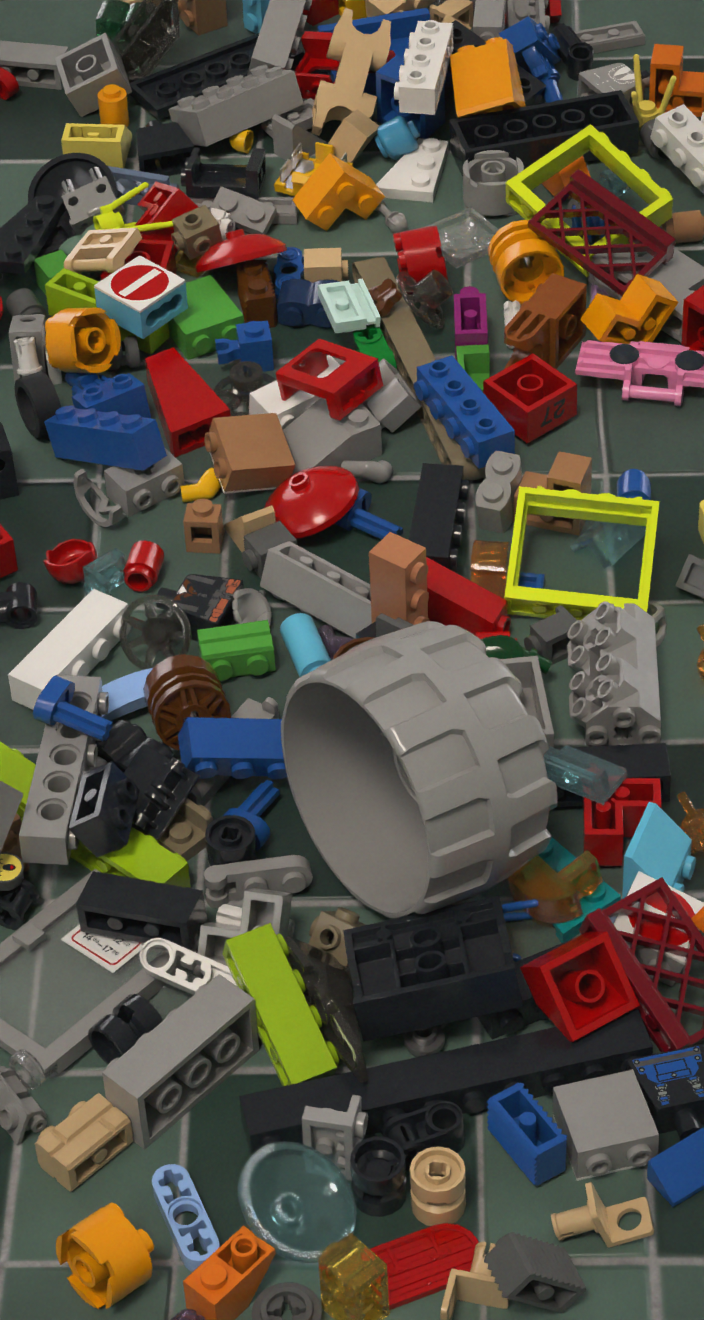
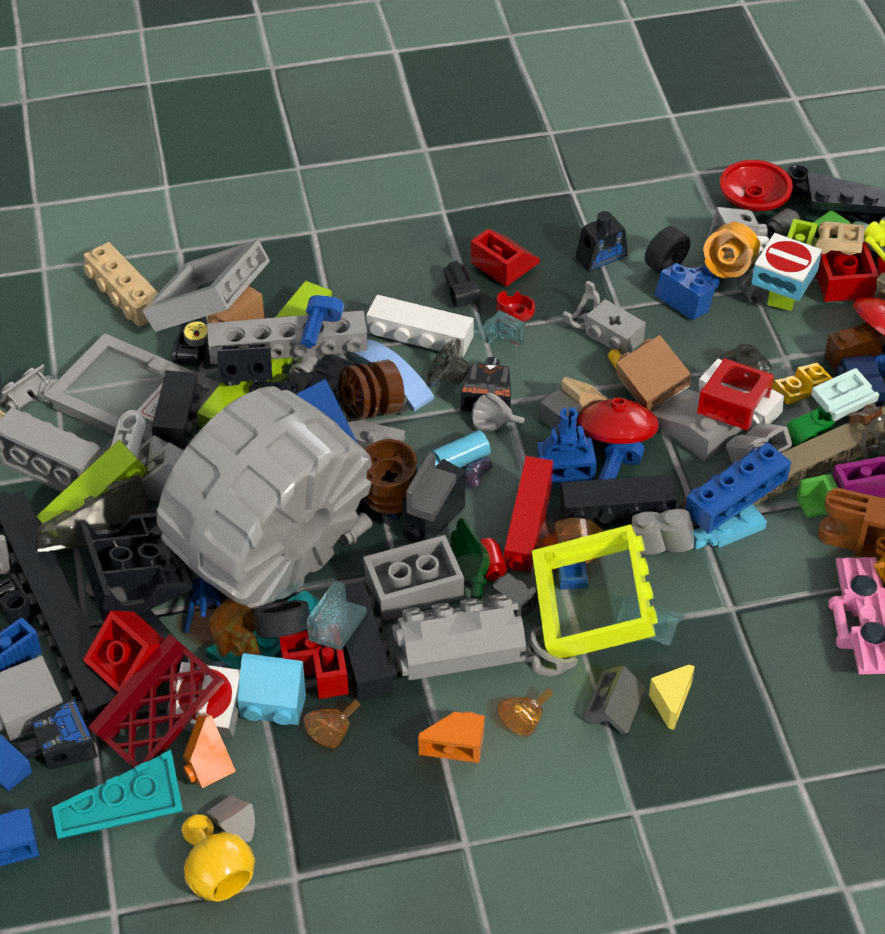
camera: 75 degrees right, 5 degrees up
(27, 356) = (702, 234): white axle -> none
(105, 438) = (632, 289): blue brick -> none
(121, 1030) = (83, 425): black wheel -> none
(143, 565) = (523, 346): red brick -> none
(182, 401) = (710, 331): red slope -> none
(206, 519) = (572, 365): medium nougat brick -> none
(208, 318) = (814, 318): bright green brick -> none
(238, 649) = (448, 413): bright green brick -> none
(252, 345) = (787, 354): blue brick -> none
(287, 343) = (801, 384): none -> yellow slope
(317, 588) = (514, 450): light grey brick -> none
(352, 537) = (569, 450): none -> blue brick
(373, 471) = (672, 451): light grey arm -> none
(398, 579) = (482, 476): nougat brick -> none
(532, 397) = (788, 534): red brick -> none
(567, 472) = (673, 572): medium nougat brick -> none
(580, 830) = (281, 618): none -> black tyre
(634, 484) = (703, 625): blue brick -> none

